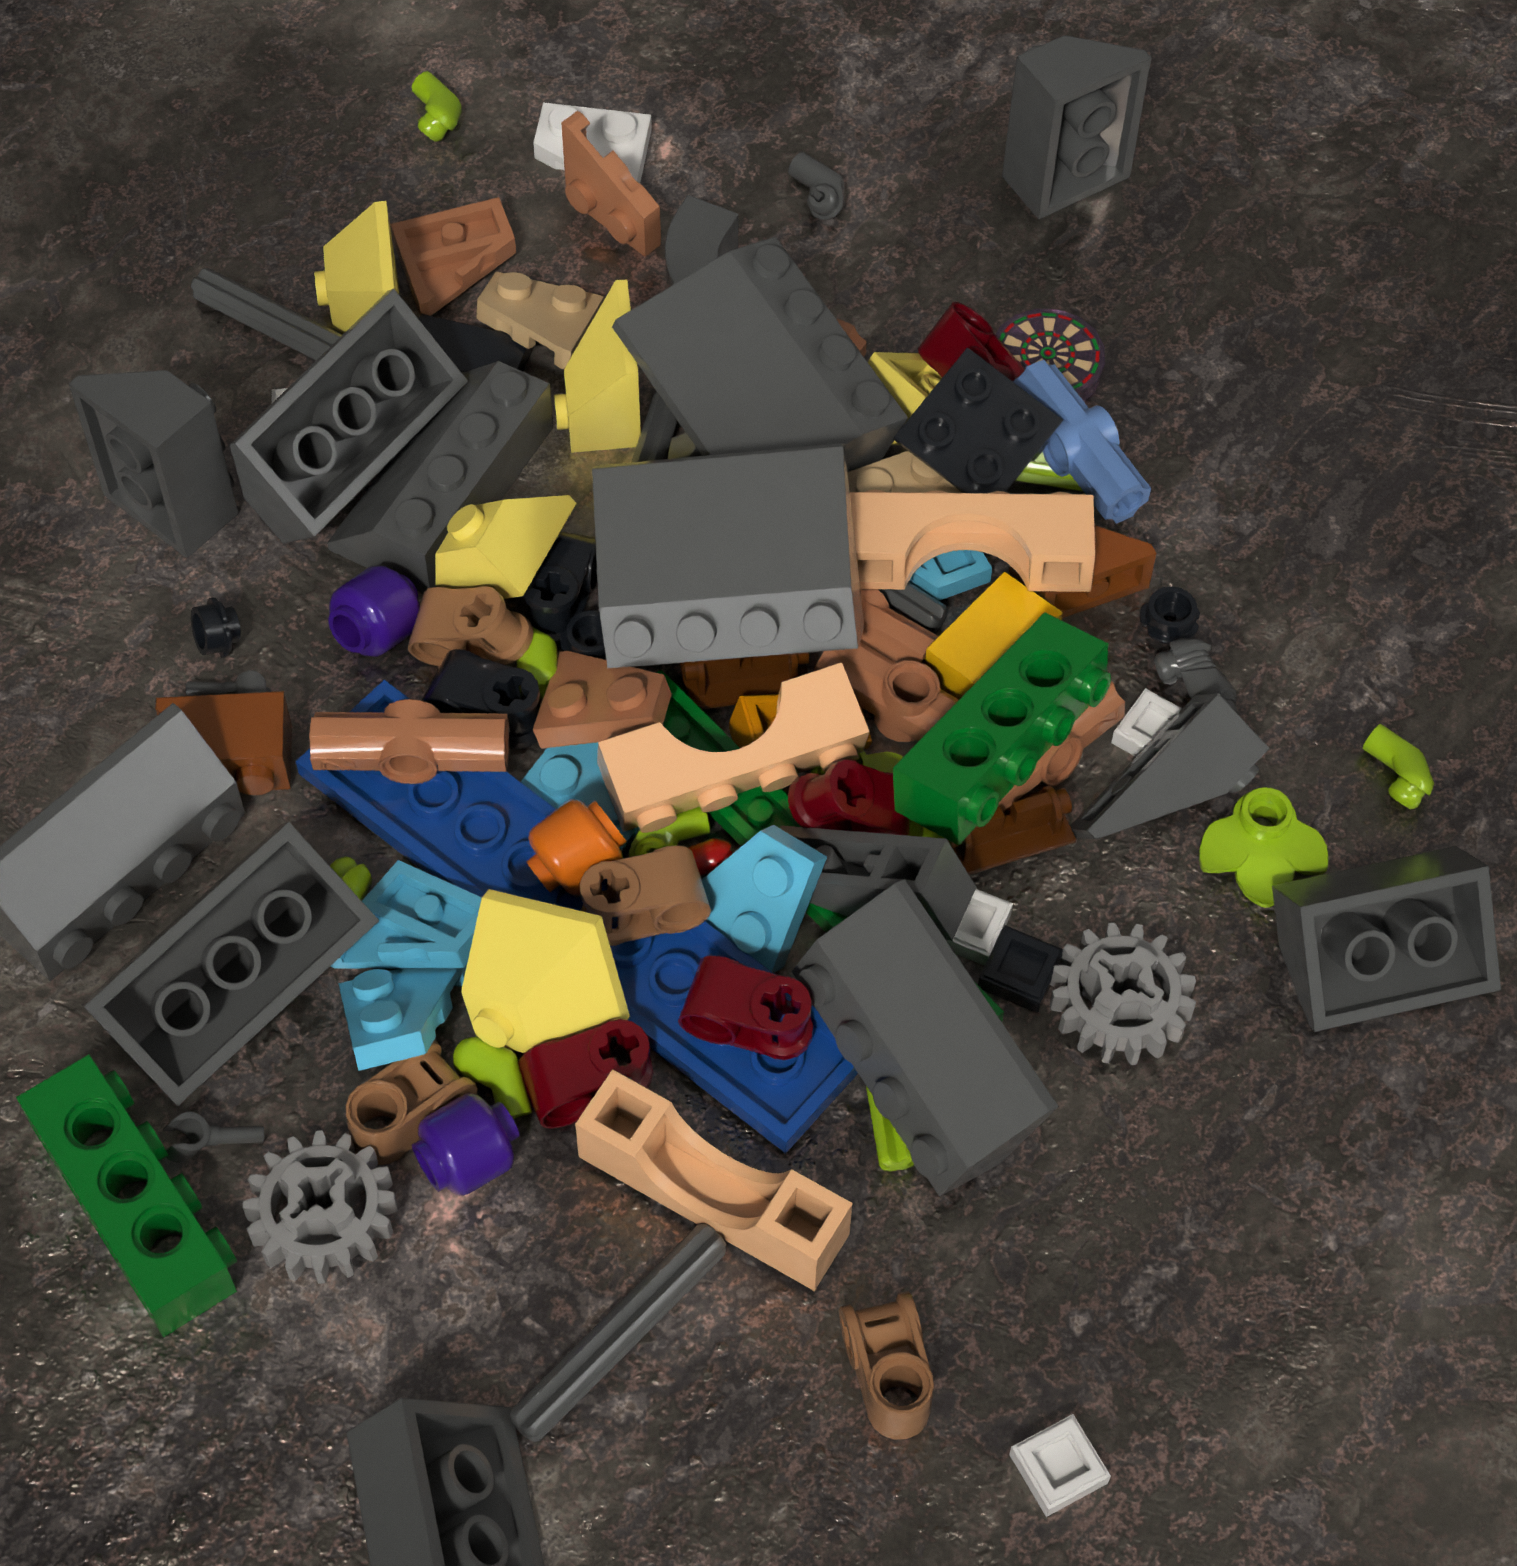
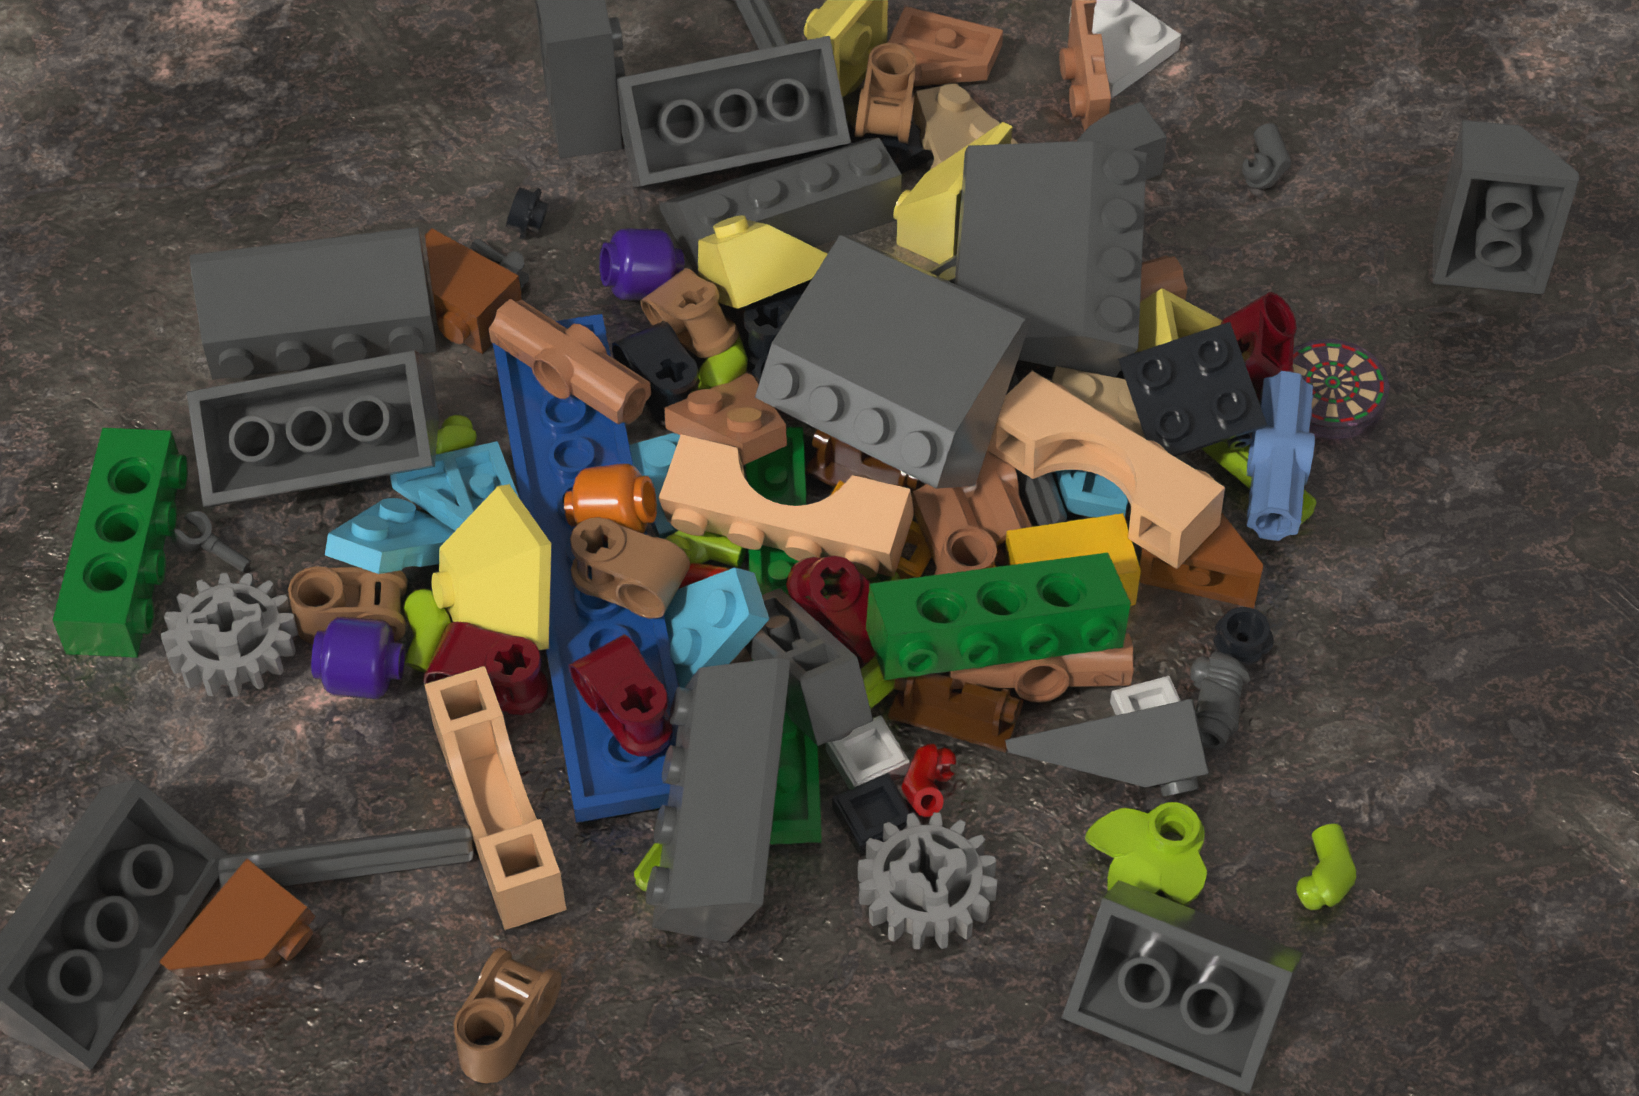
camera: 40 degrees right, 5 degrees down
(463, 315) = (887, 93): none -> medium nougat piece
(601, 1460) = (242, 928): none -> dark orange slope
(1035, 913) = (926, 767): none -> red arm

